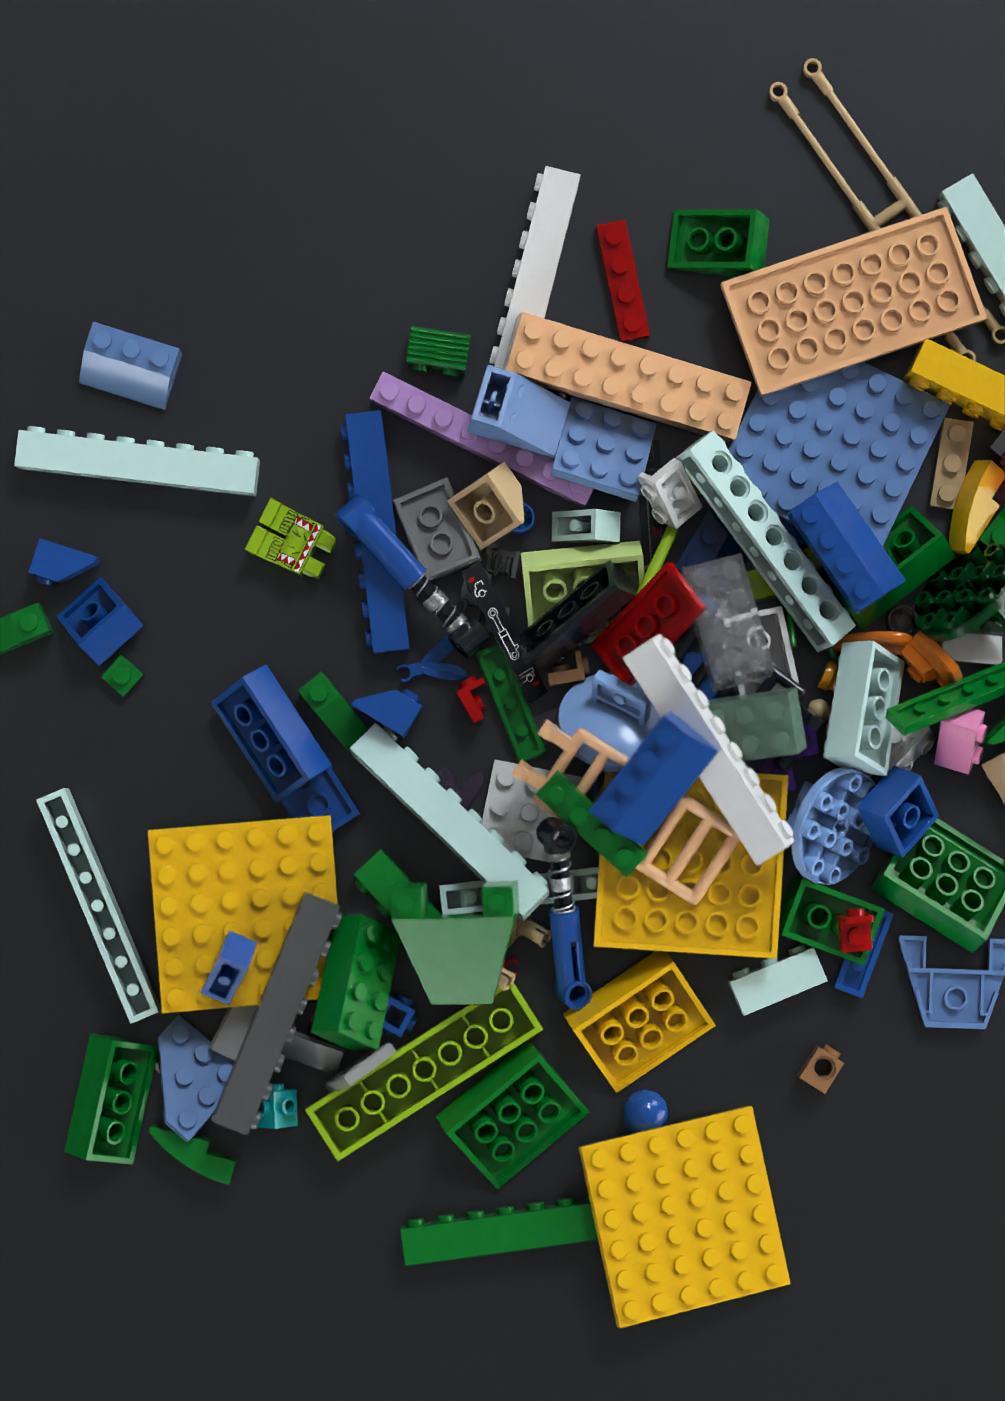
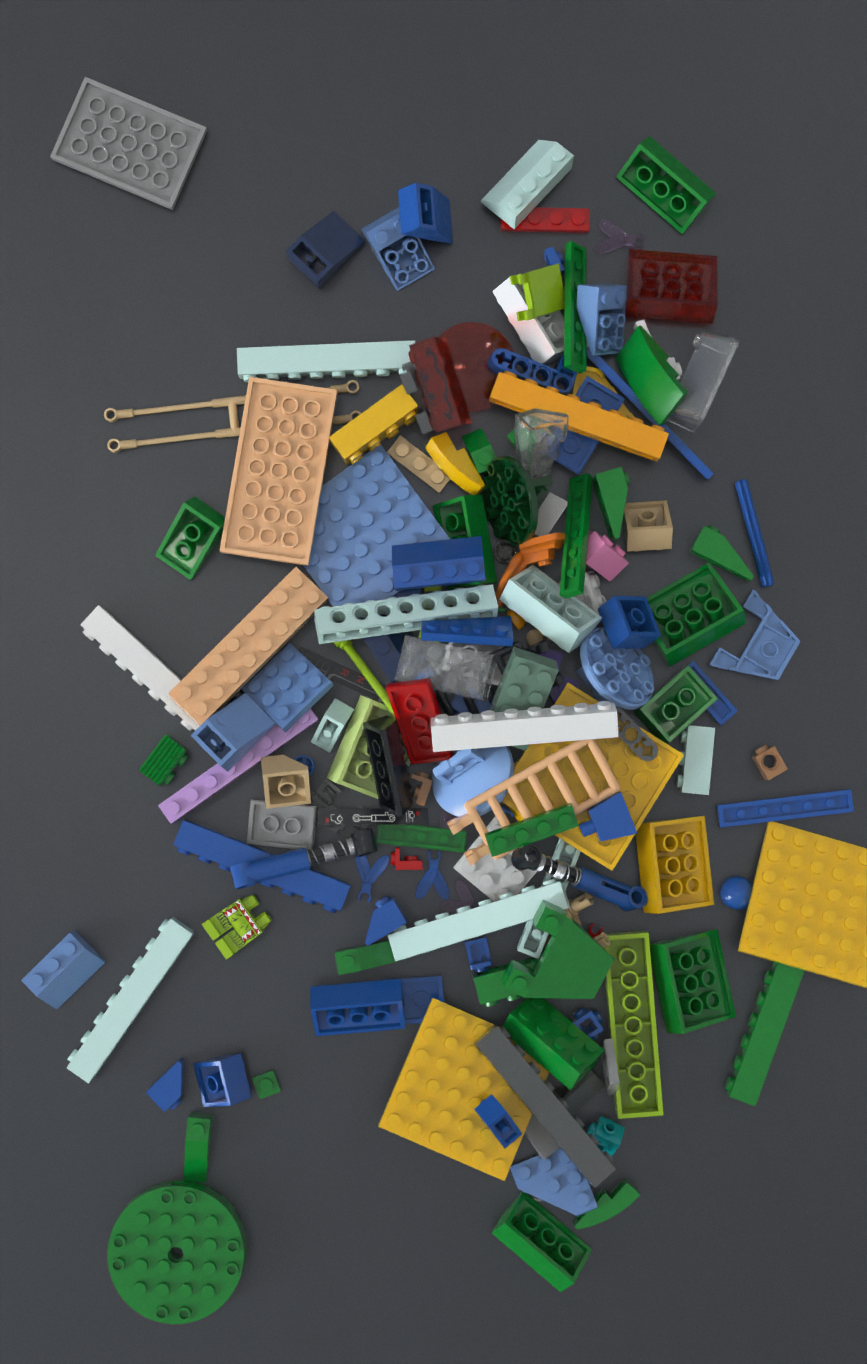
camera: 55 degrees left, 0 degrees up
(99, 905) = (409, 1182): light aqua brick -> none
(409, 843) = (478, 954): none -> blue bracket
(472, 743) = (433, 876): none -> blue piece
(622, 281) = (183, 614): red plate -> none
(652, 909) = (609, 819): none -> blue torso
(654, 779) = (525, 774): blue slope -> none
(670, 494) = (341, 659): white bracket -> none
(768, 907) = (648, 742): none -> dark grey beam
(776, 1116) = (785, 808): none -> blue plate
(786, 626) = (470, 631): none -> blue wing
(855, 930) = (692, 692): red bracket -> none

